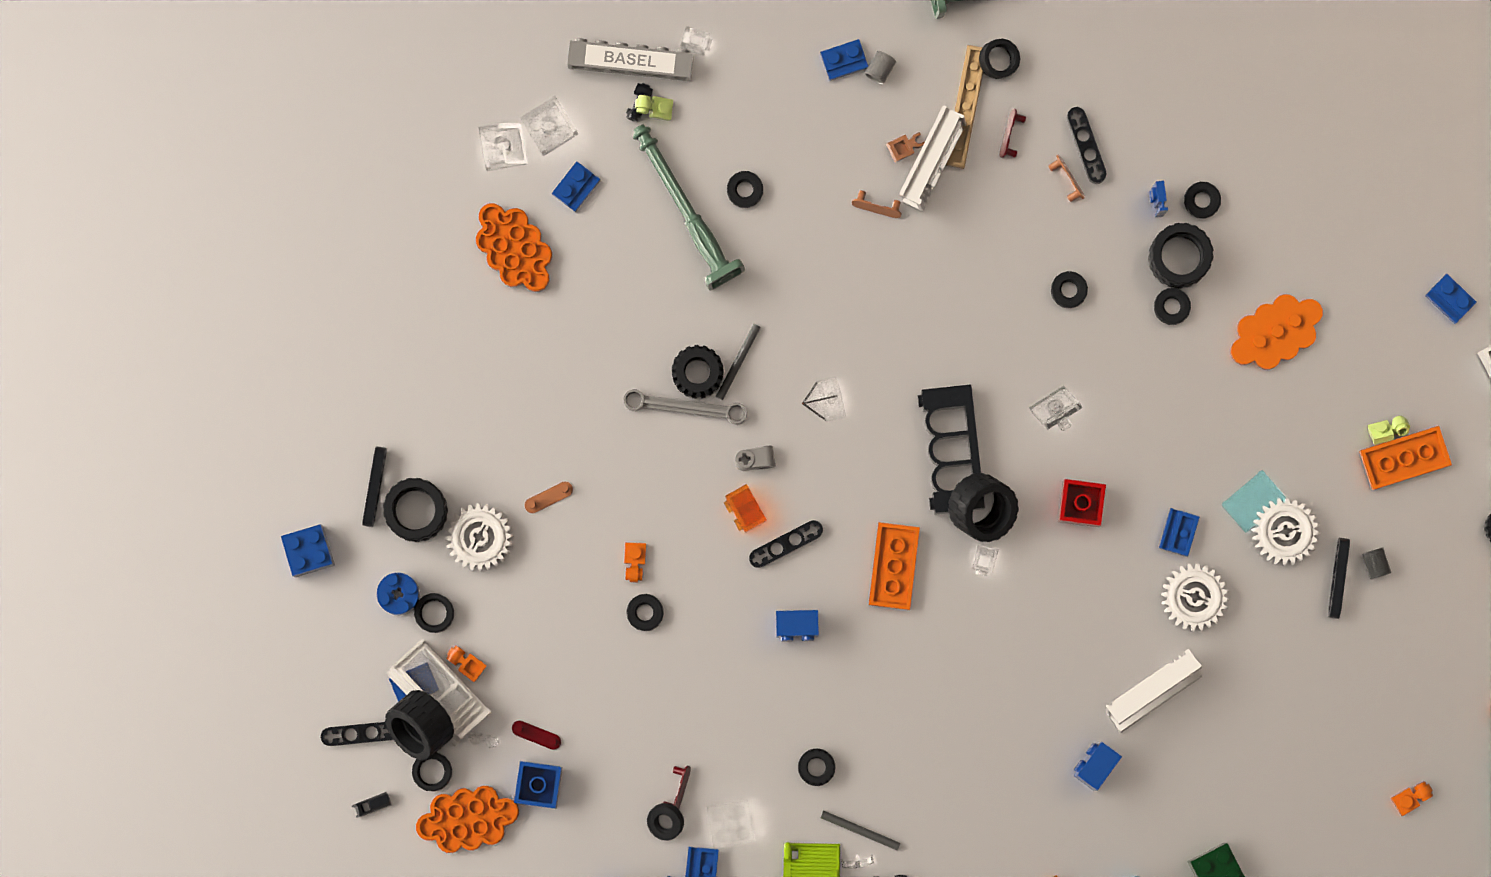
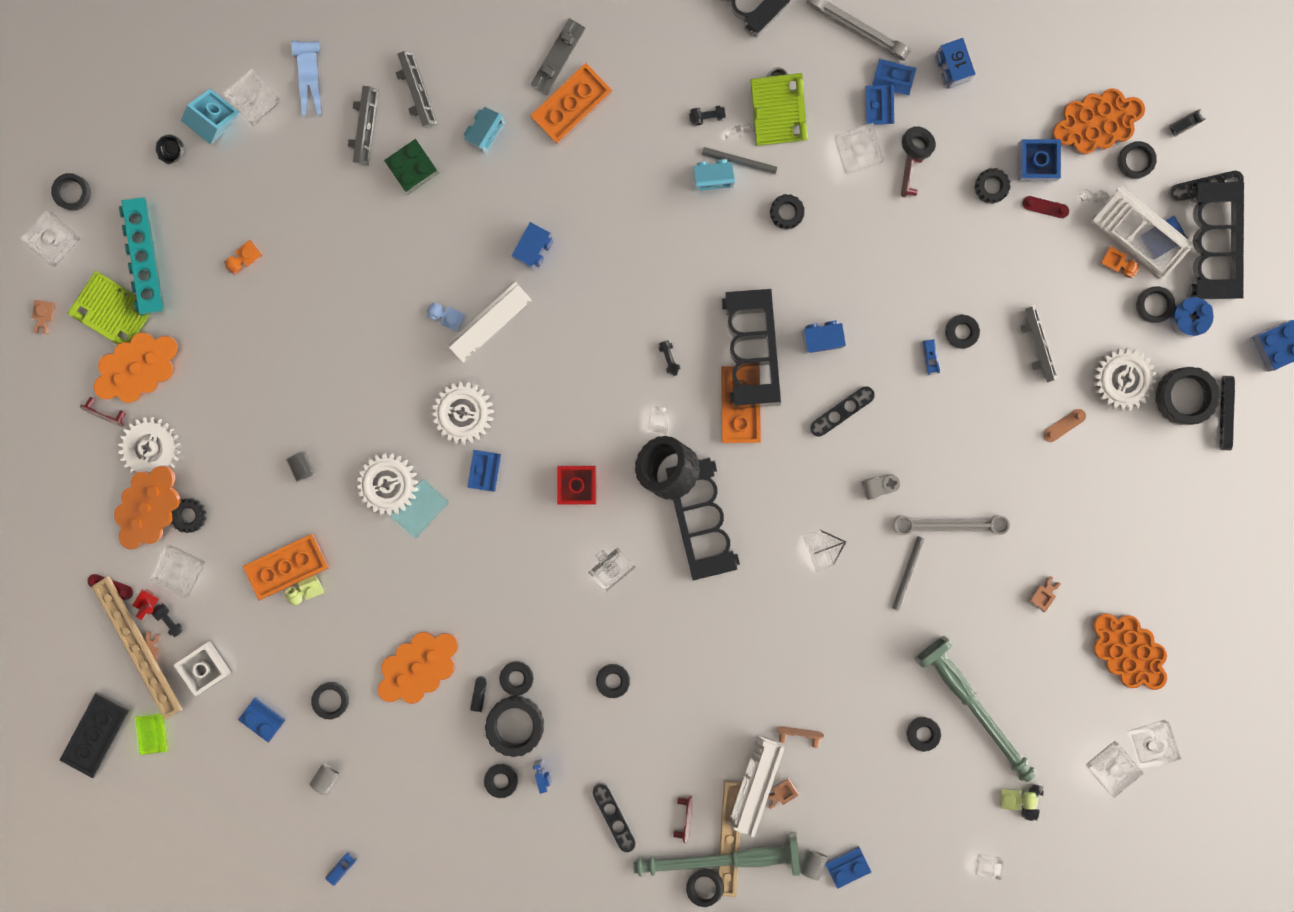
camera: 170 degrees right, 5 degrees up
(360, 620) = (1219, 288): none -> black fence
(419, 725) = (1158, 197): black tyre -> none
(562, 584) = (1045, 357): none -> dark grey hinge
(576, 186) = (1080, 715): blue plate -> none
(598, 317) = (1043, 596): none -> nougat plate
(604, 765) = (1004, 185): none -> black tyre
(630, 60) = (1047, 840): light grey brick -> none
(635, 555) = (979, 382): orange plate -> none
(682, 593) = (930, 352): none -> blue bar
(697, 353) = (960, 566): black tyre -> none
(745, 509) = (884, 438): clear orange brick -> none
(871, 674) = (753, 302): none -> black fence
(891, 816) = (713, 175): none -> medium azure slope
(945, 84) = (744, 858): none -> sand green piece
(962, 615) = (672, 368): none -> black bar
(1078, 193) = (636, 798): nougat piece -> none
(1194, 701) = (450, 319): none -> light blue plate
(1214, 294) = (478, 694): none -> black bar
(1338, 578) = (333, 448): black beam -> none
(1386, 128) = (339, 870): none -> blue bar
(1386, 297) = (330, 686): none -> black tyre
(1391, 226) = (324, 779): none -> light grey piece

